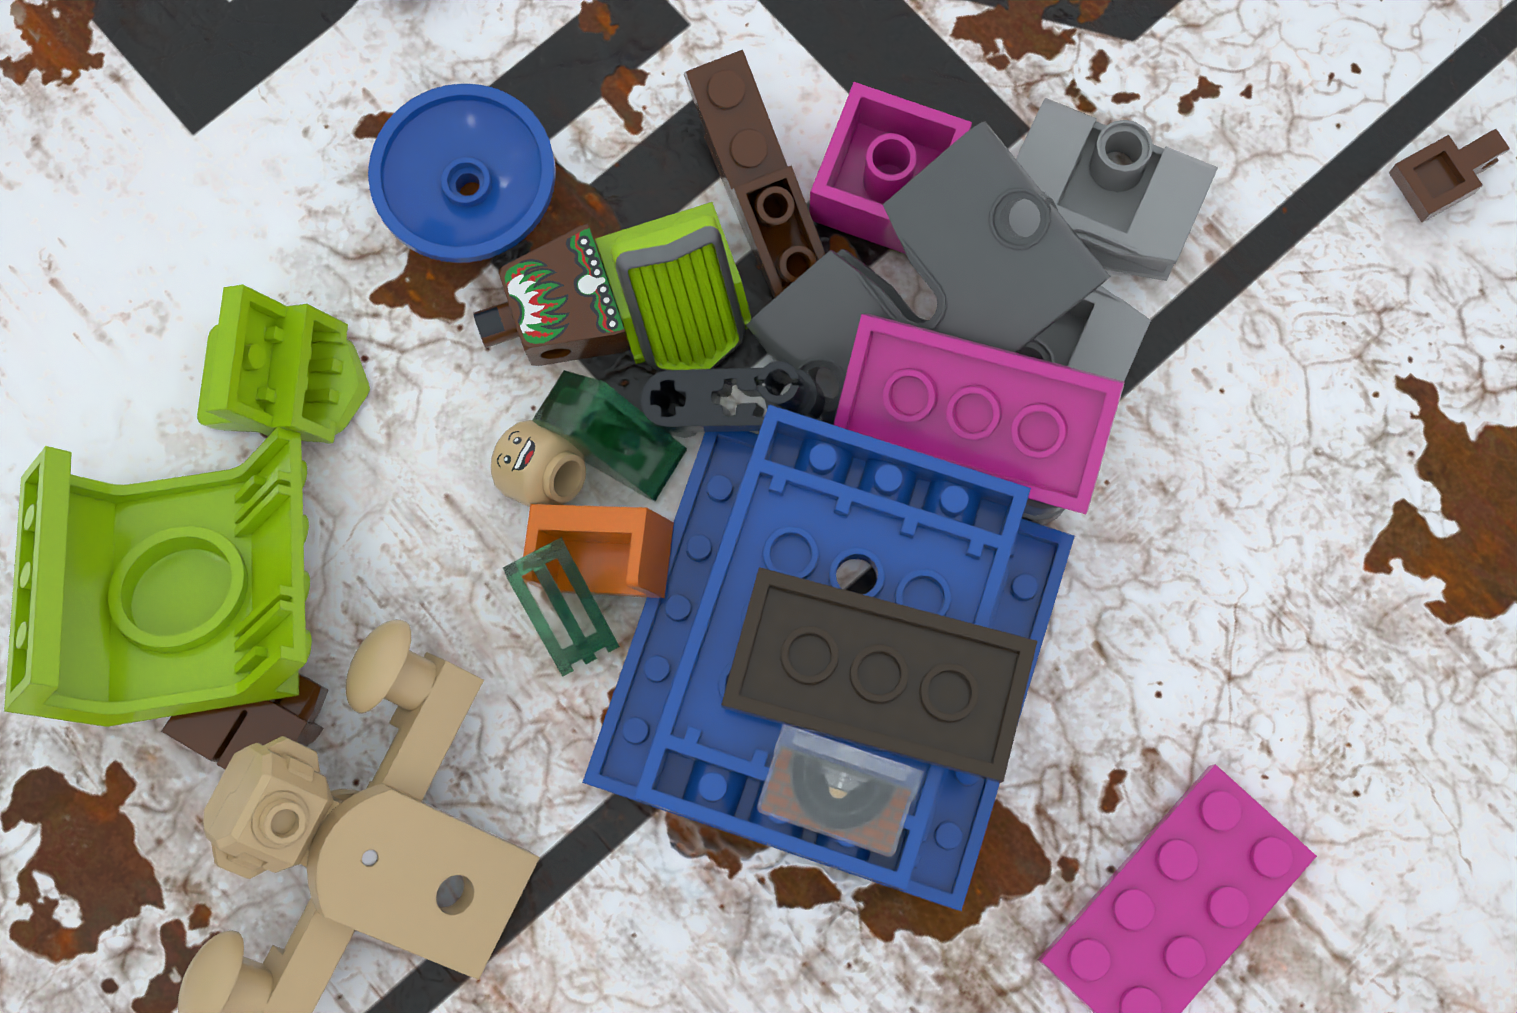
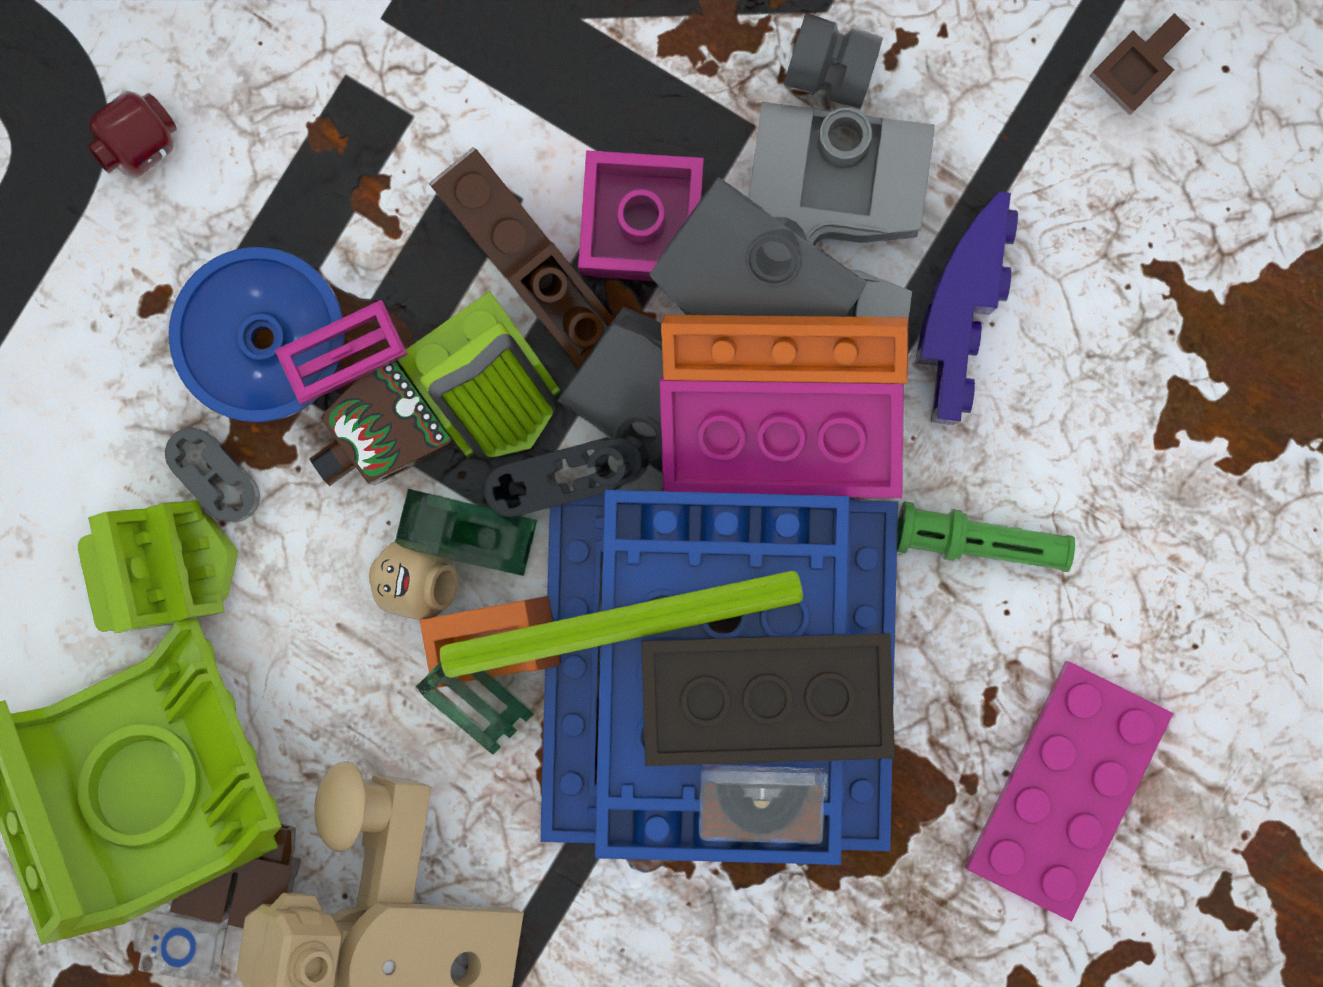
camera: 15 degrees left, 10 degrees up
(163, 774) = (180, 945): none -> clear brick
(358, 310) = (203, 484): none -> dark grey beam
(546, 231) = (386, 332): none -> dark pink tile
(743, 546) = (621, 624): none -> lime axle
(1007, 315) = (785, 348): none -> orange plate
(1112, 65) = (814, 48): none -> dark grey wheel
(1201, 348) = (968, 284): none -> dark purple slope
(1226, 639) = (949, 535): none -> bright green pin

